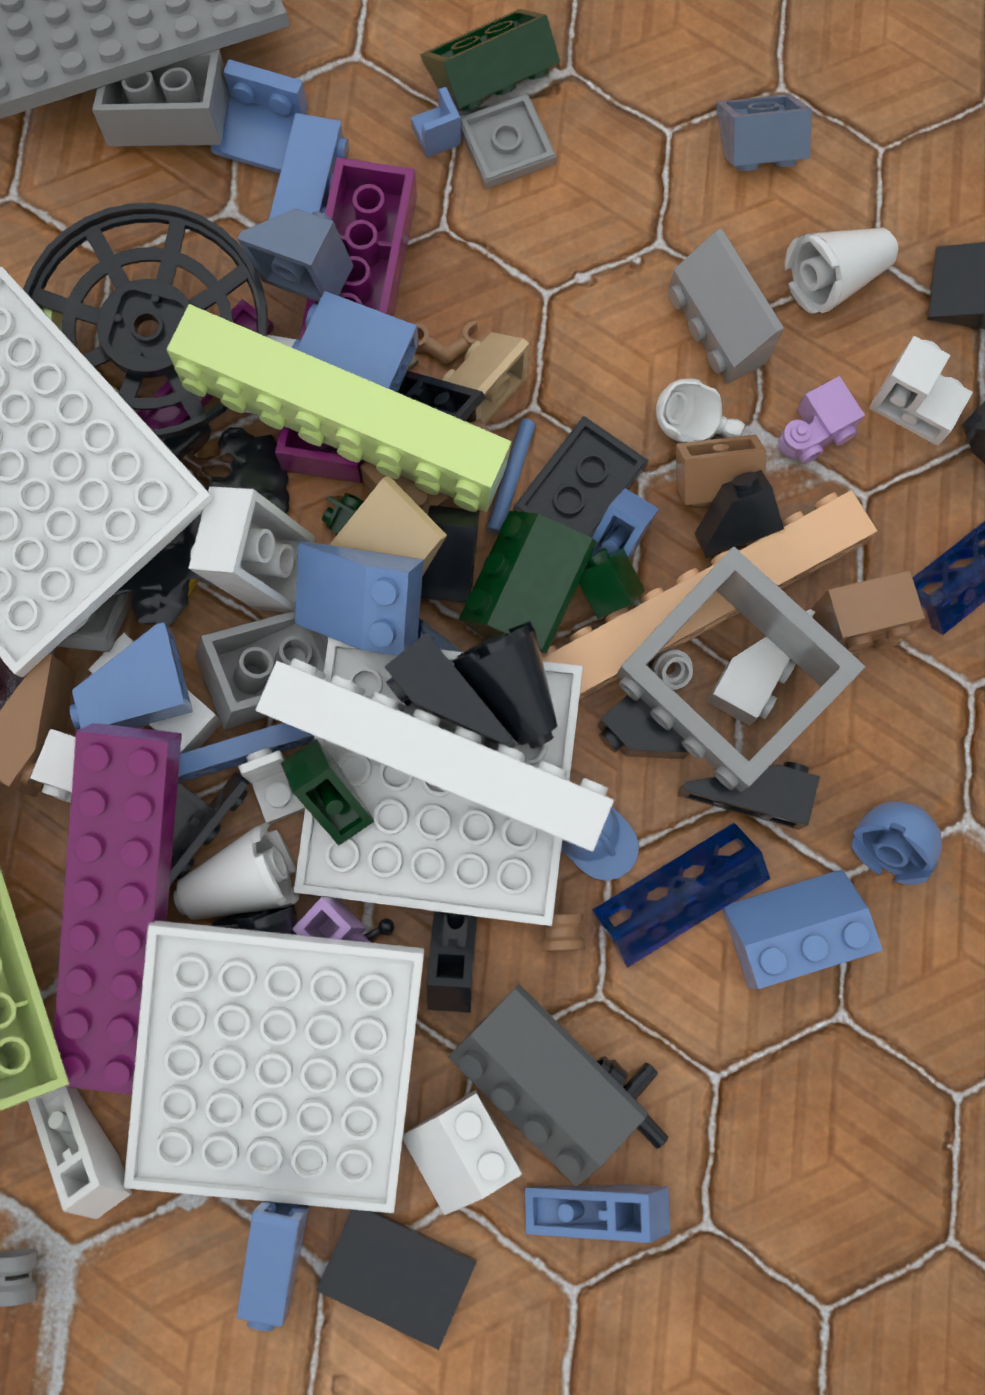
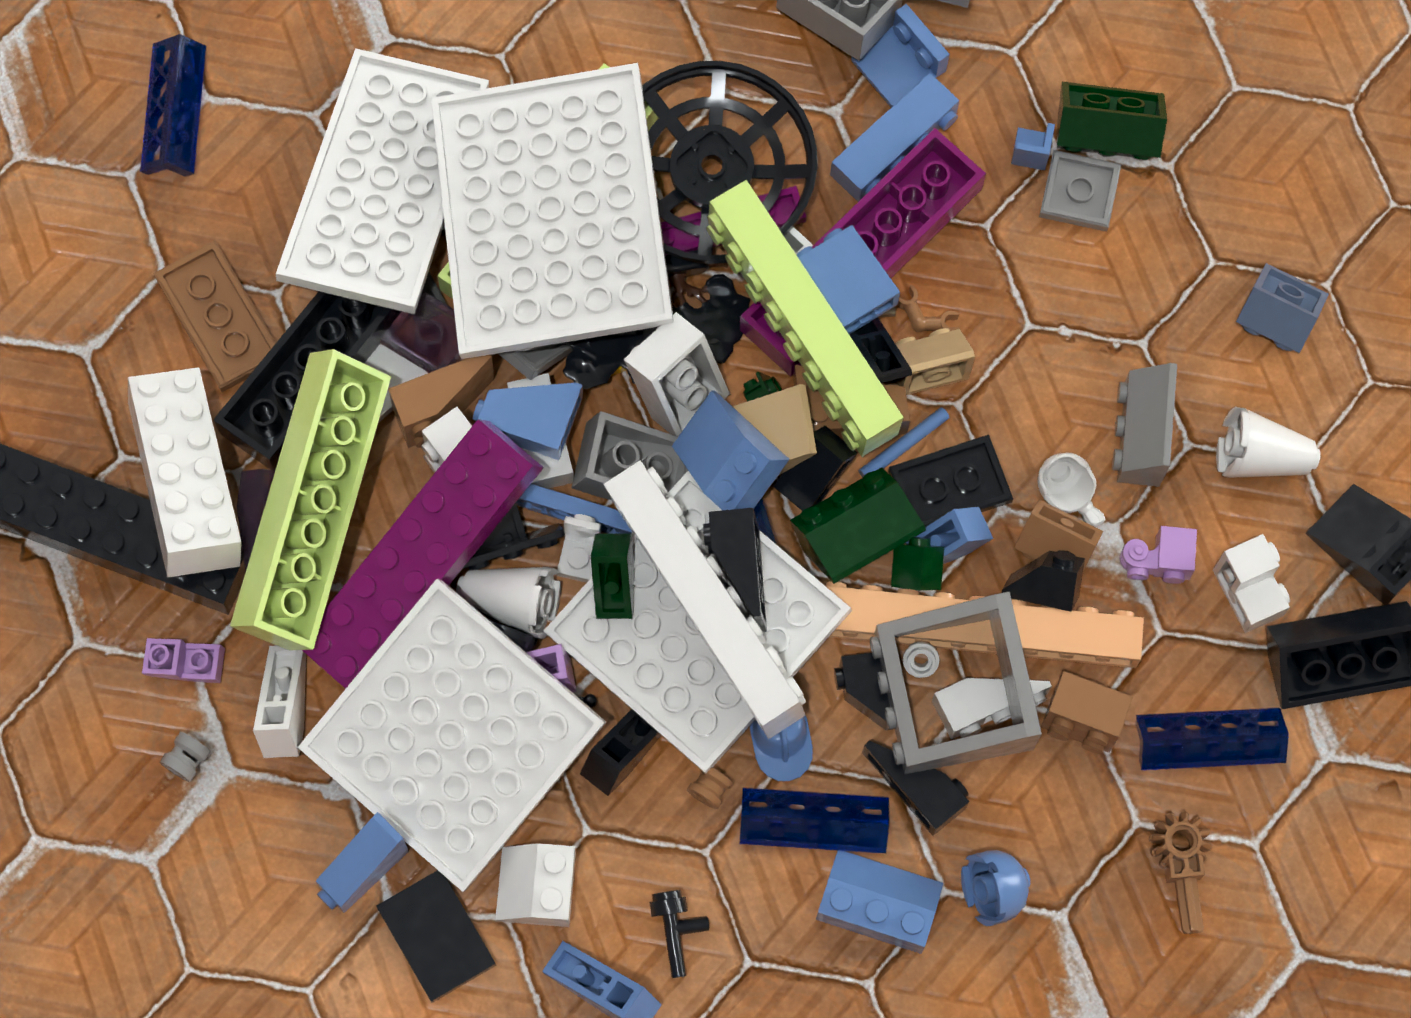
camera: 35 degrees right, 5 degrees down
(298, 253) = (853, 188): sand blue slope -> none
(512, 683) = (790, 585): black cone -> none
(548, 1085) = (626, 875): dark grey slope -> none

